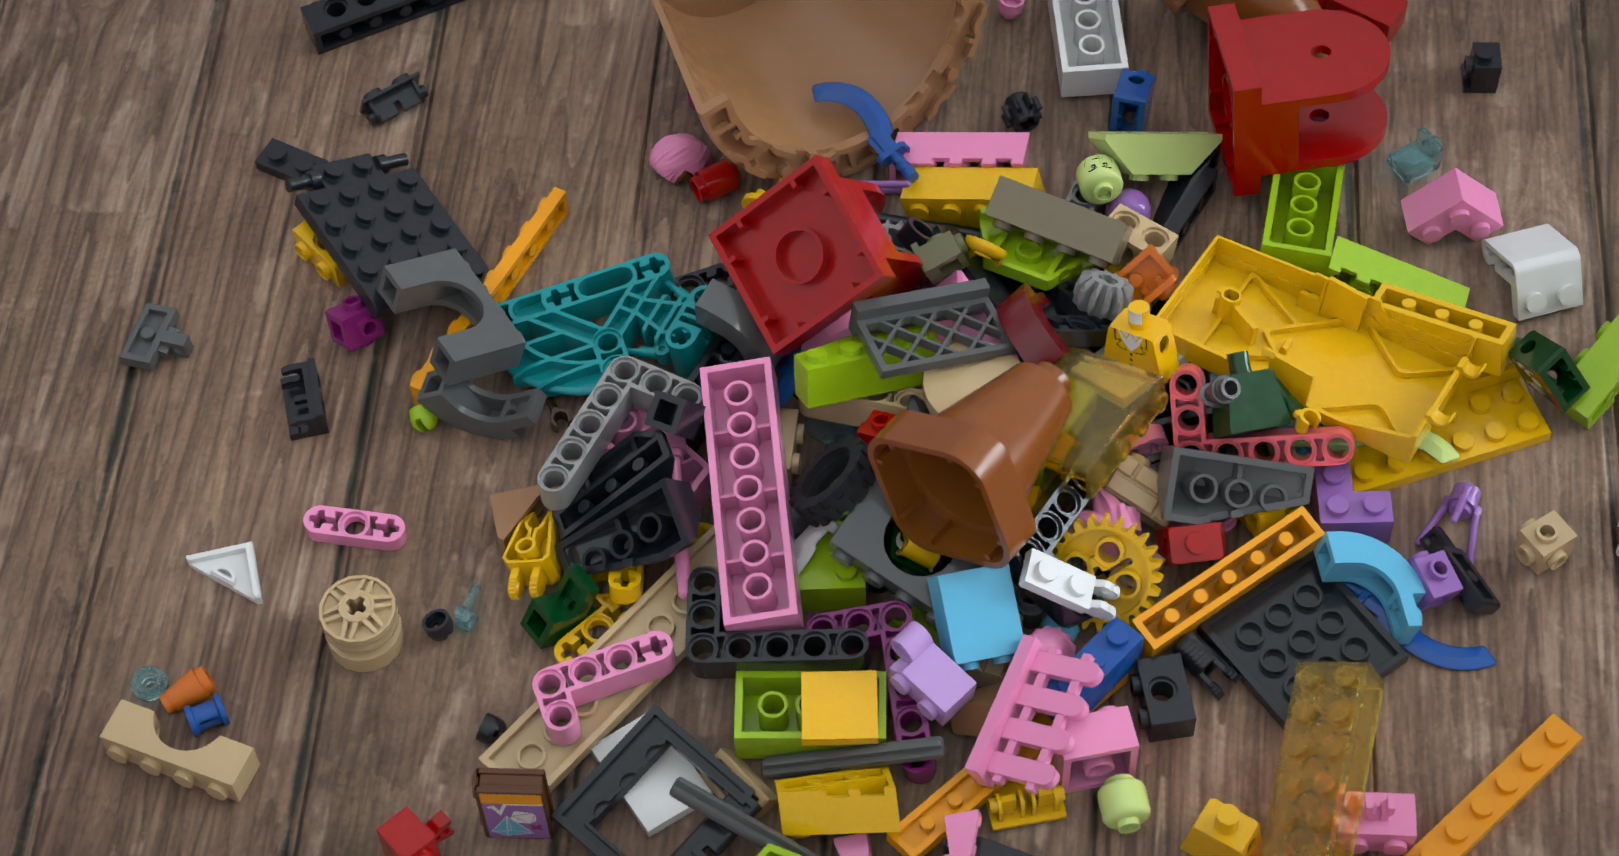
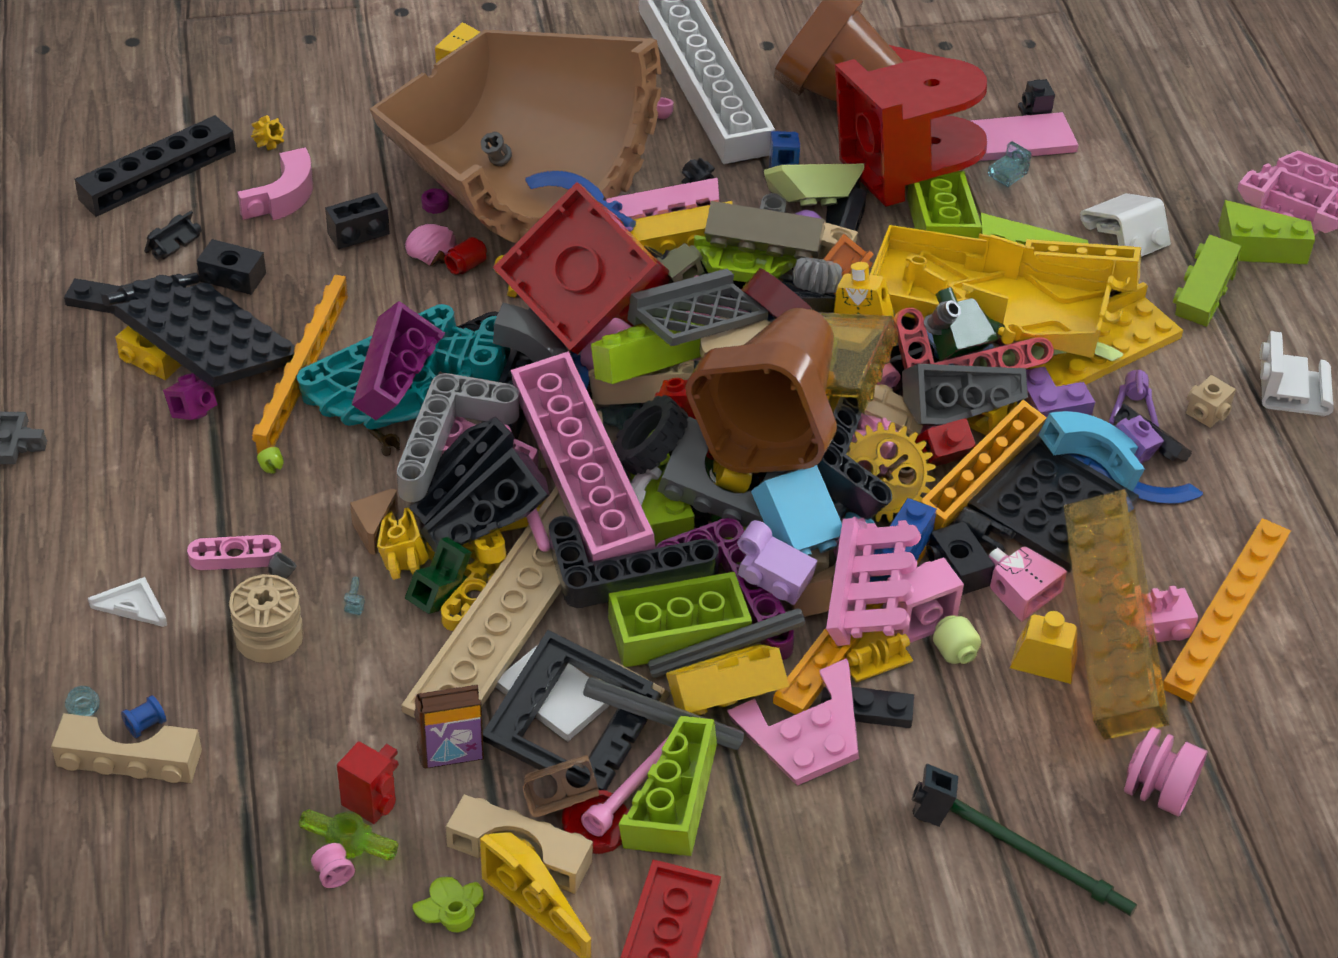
camera: 20 degrees left, 10 degrees down
(189, 690) = (124, 695): orange cone -> none
(304, 400) = (160, 464): black hinge -> none
(399, 556) = (281, 565): none -> dark grey hinge
(444, 622) = (332, 611): black hinge -> none
(446, 152) = (231, 266): none -> black brick
(450, 282) = (314, 382): dark grey arch -> none
(481, 410) = (320, 447): dark grey arch -> none
(489, 727) = (402, 682): black hinge -> none
(535, 60) = (283, 195): none -> bright pink arch
(582, 320) = (394, 358): none -> magenta wedge
(602, 114) = (357, 220): none -> black brick
(606, 680) = (471, 627): bright pink beam -> none
(675, 415) = (504, 402): black brick -> none
(793, 36) = (494, 152): none -> dark grey bush
(839, 708) = (707, 603): yellow tile -> none
(985, 249) = (714, 256): yellow piece -> none
(1067, 585) = (868, 477): white hinge -> none
(1099, 179) = (781, 199): yellowish green head -> none
(1231, 741) = (1025, 580): none -> bright pink torso
(1450, 112) = (1037, 133): none -> bright pink tile
(1450, 205) = (1052, 187): bright pink brick -> none
(1535, 356) = (1172, 279): dark green torso -> none

